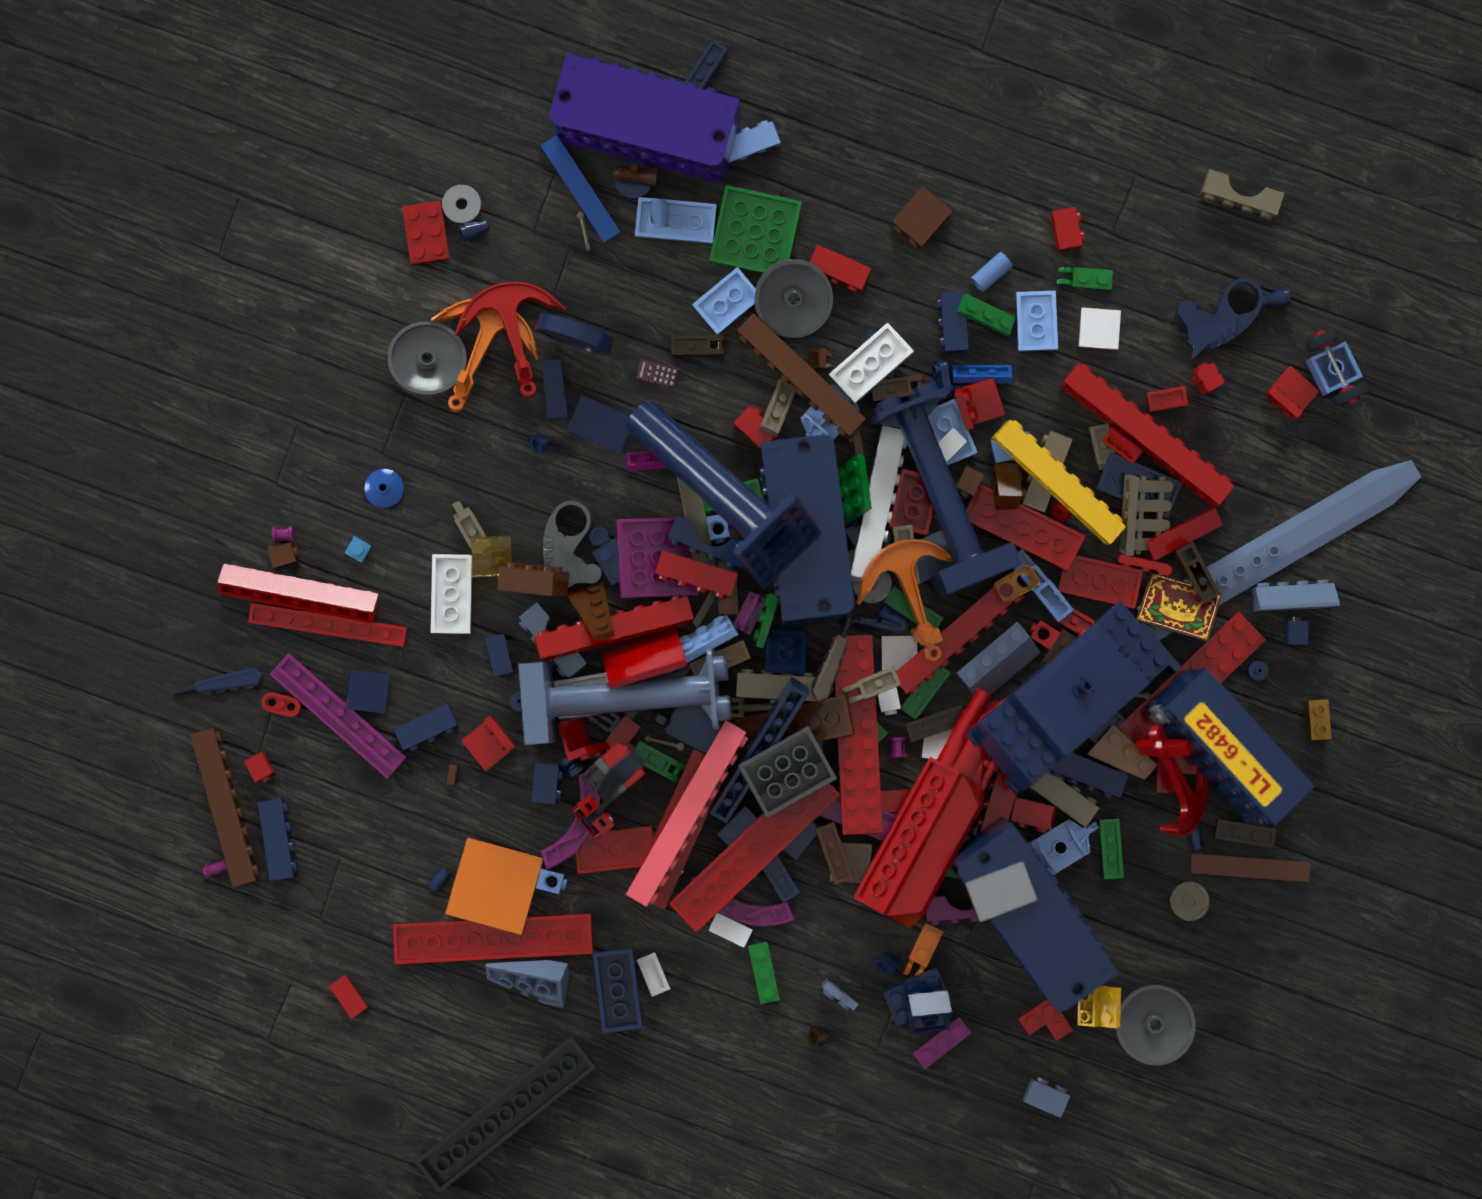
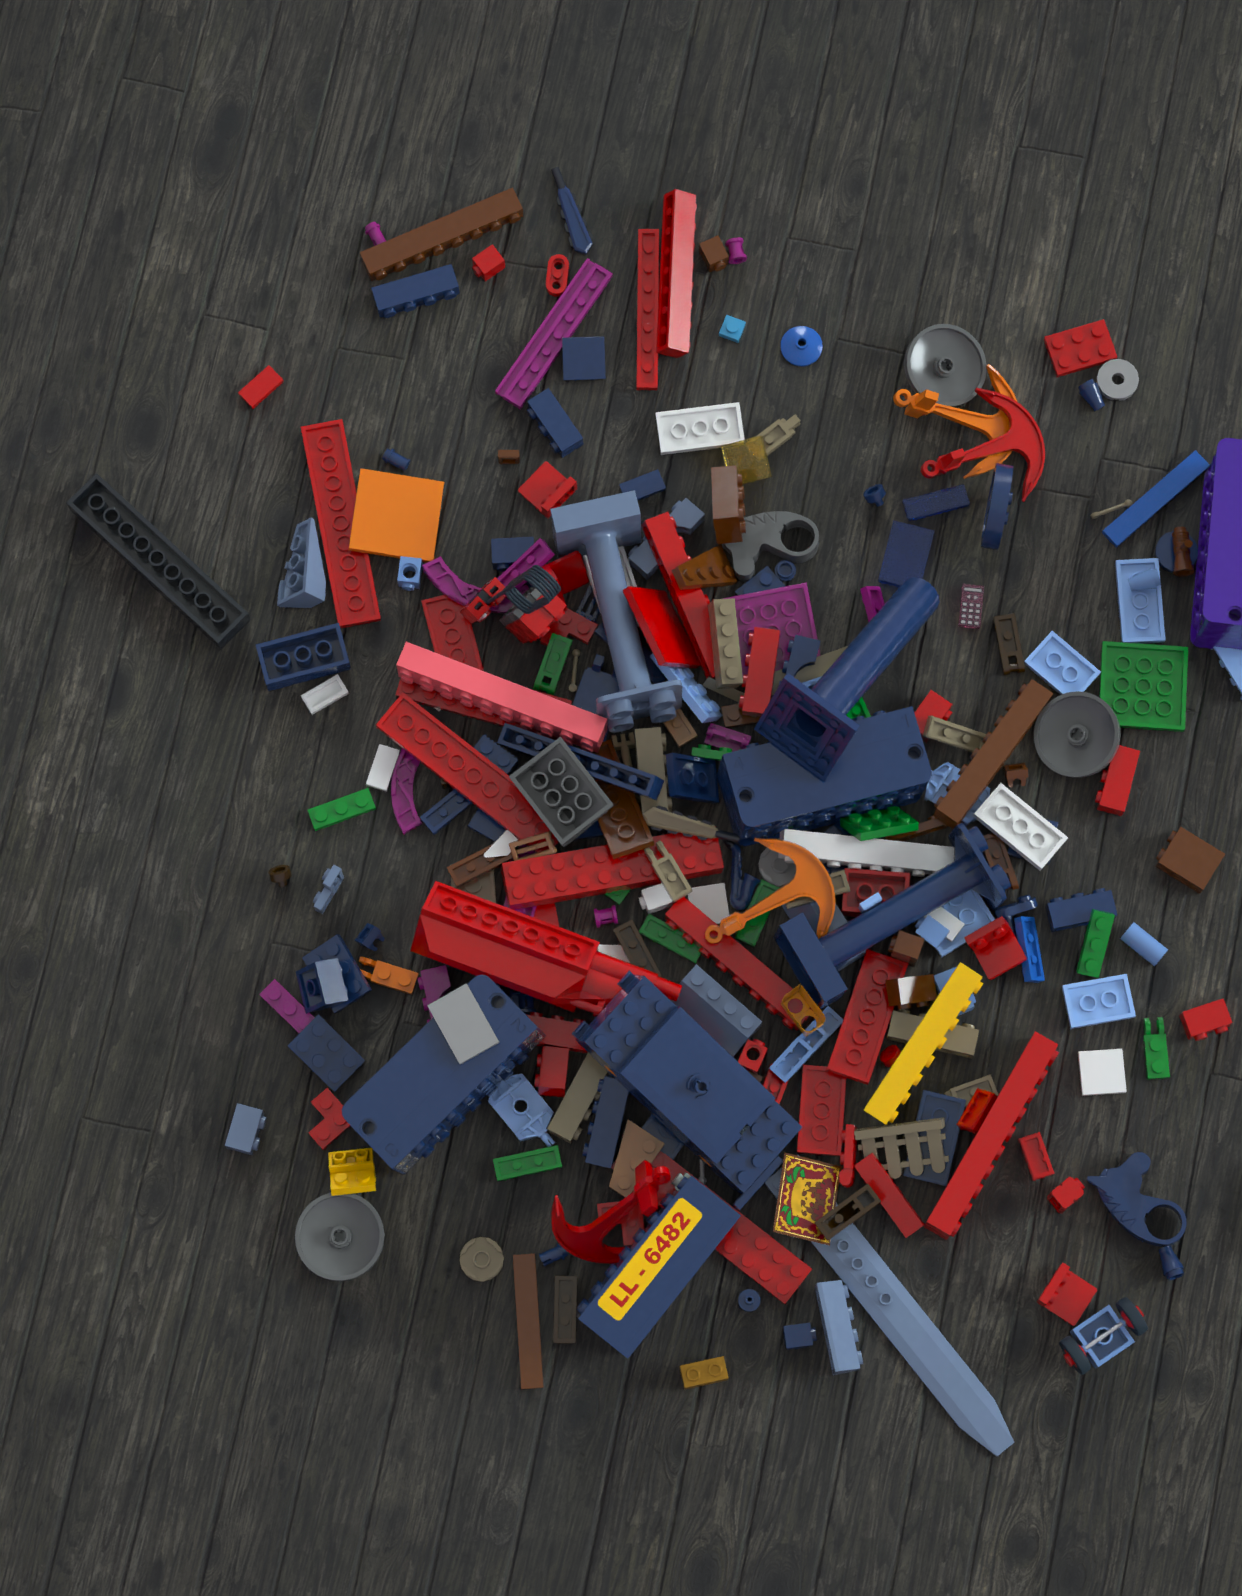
camera: 80 degrees right, 10 degrees down
(565, 775) = (537, 554): none -> magenta plate
(666, 602) = (725, 643): none -> dark tan brick
(822, 831) = (501, 846): none -> white sticker
(826, 791) = (549, 842): none -> medium nougat tile
(927, 508) = (870, 903): none -> light blue tile
(958, 457) = (931, 931): none -> medium blue brick
(987, 1016) = (326, 1053): none -> dark blue plate

